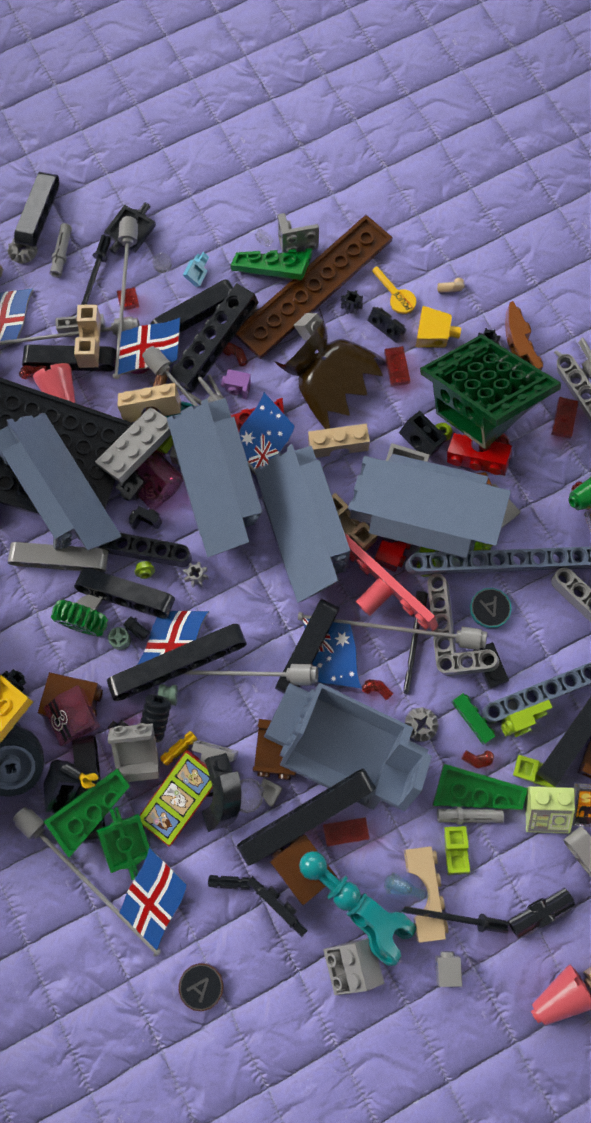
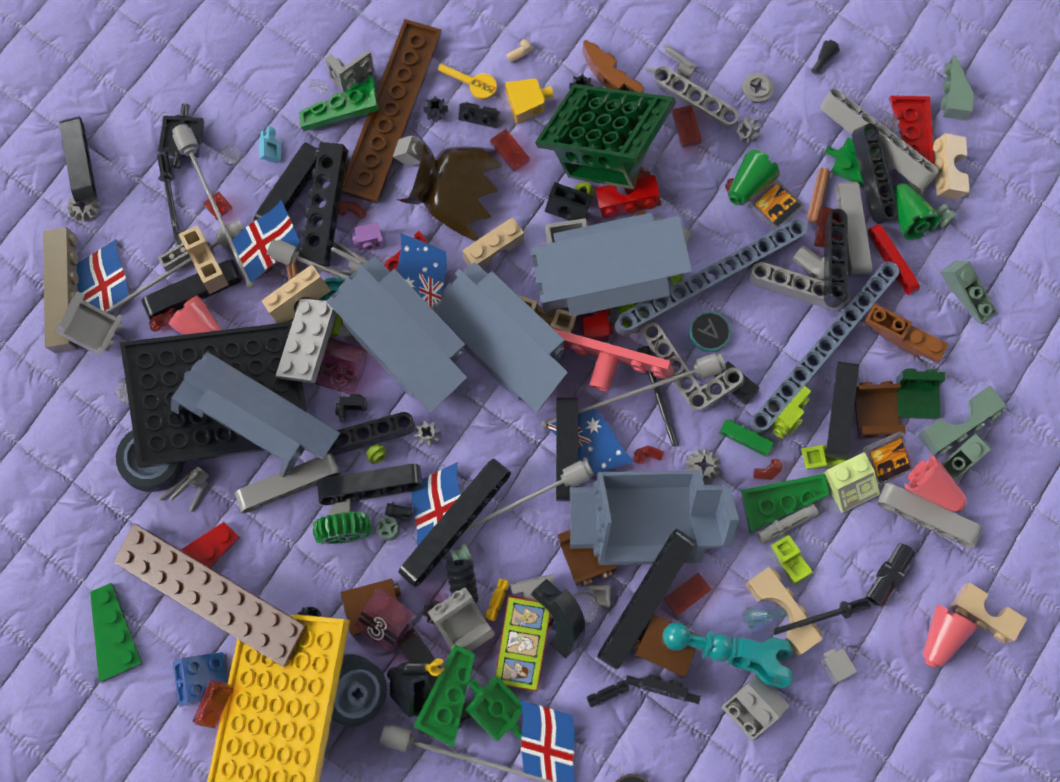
camera: 30 degrees left, 0 degrees up
(59, 256) = (125, 196): light grey pin -> none
(131, 487) = (323, 383): black bracket -> none

